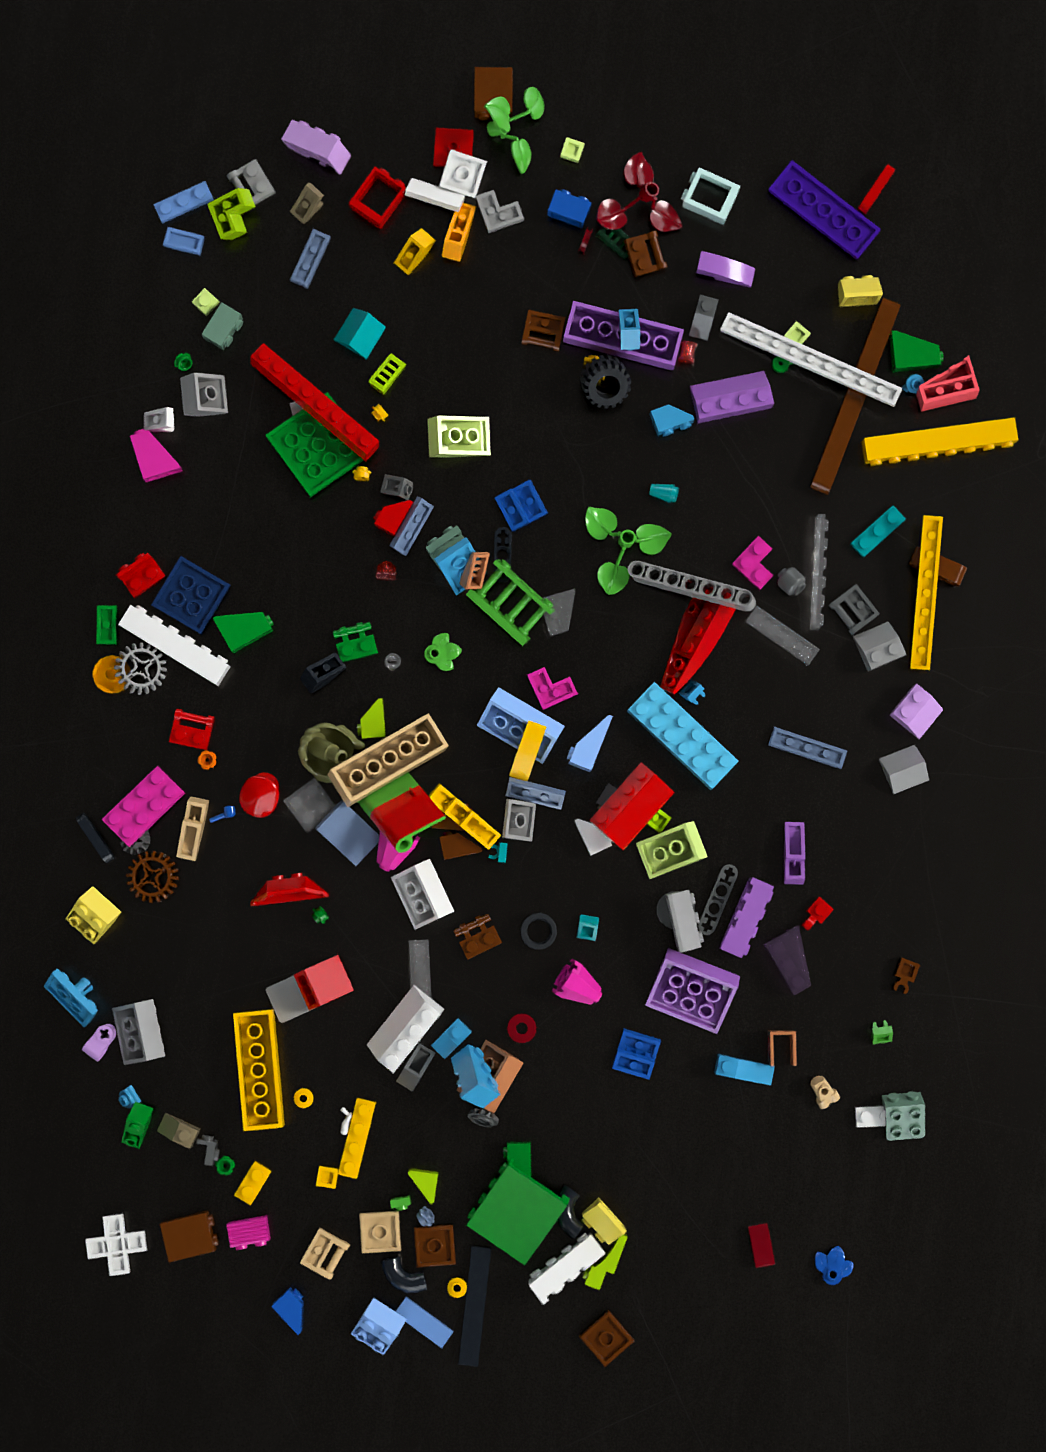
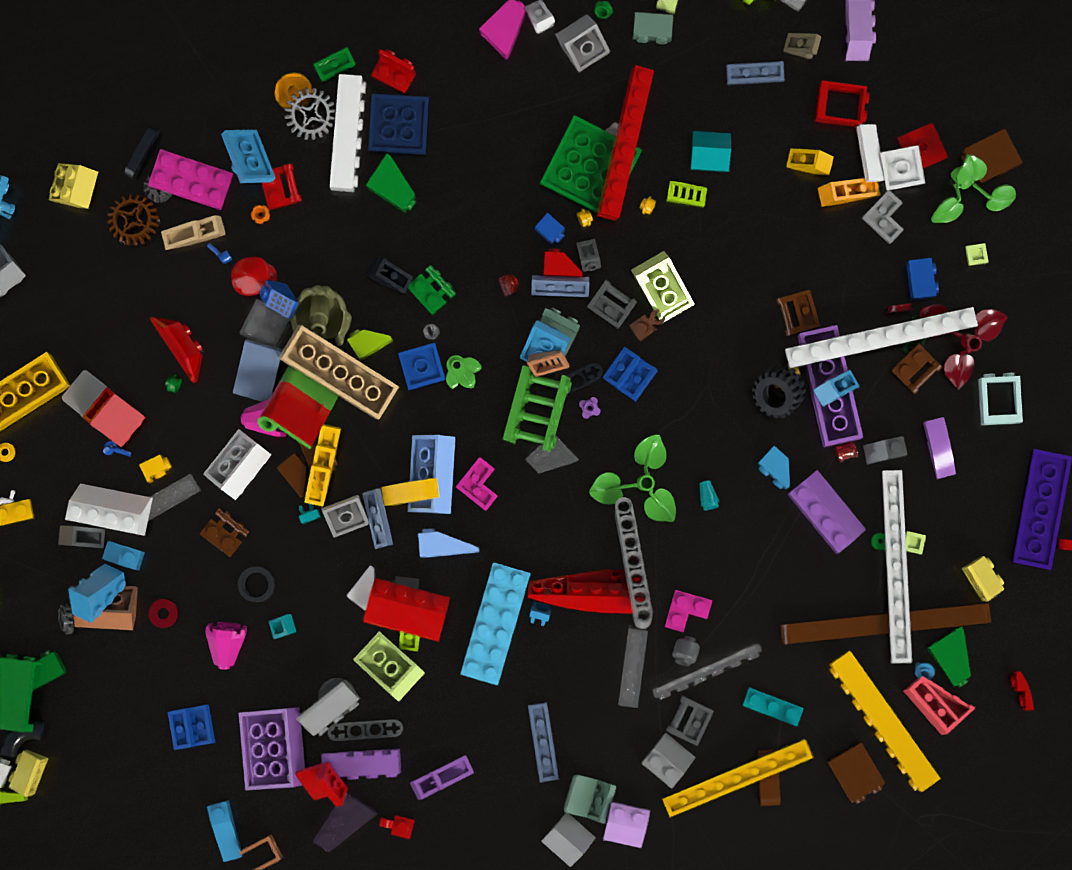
camera: 70 degrees right, 0 degrees up
(150, 743) = (248, 156): none -> dark azure plate
(293, 779) = (279, 298): none -> blue slope
(348, 999) = (112, 447): none -> blue hand
(356, 508) = (550, 229): none -> blue brick
(387, 968) = (155, 467): none -> yellow brick
(419, 685) = (421, 366): none -> blue plate
(454, 494) = (608, 309): none -> dark grey plate
(485, 470) = (645, 326): none -> reddish brown plate
(537, 552) = (585, 404): none -> medium lavender plate
(604, 268) = (881, 337): none -> white plate
(746, 958) = (323, 782): none -> red bracket
(879, 730) = (589, 798): none -> sand green bracket
(966, 307) = (1020, 684): none -> red slope
(972, 488) = (856, 773): none -> reddish brown brick

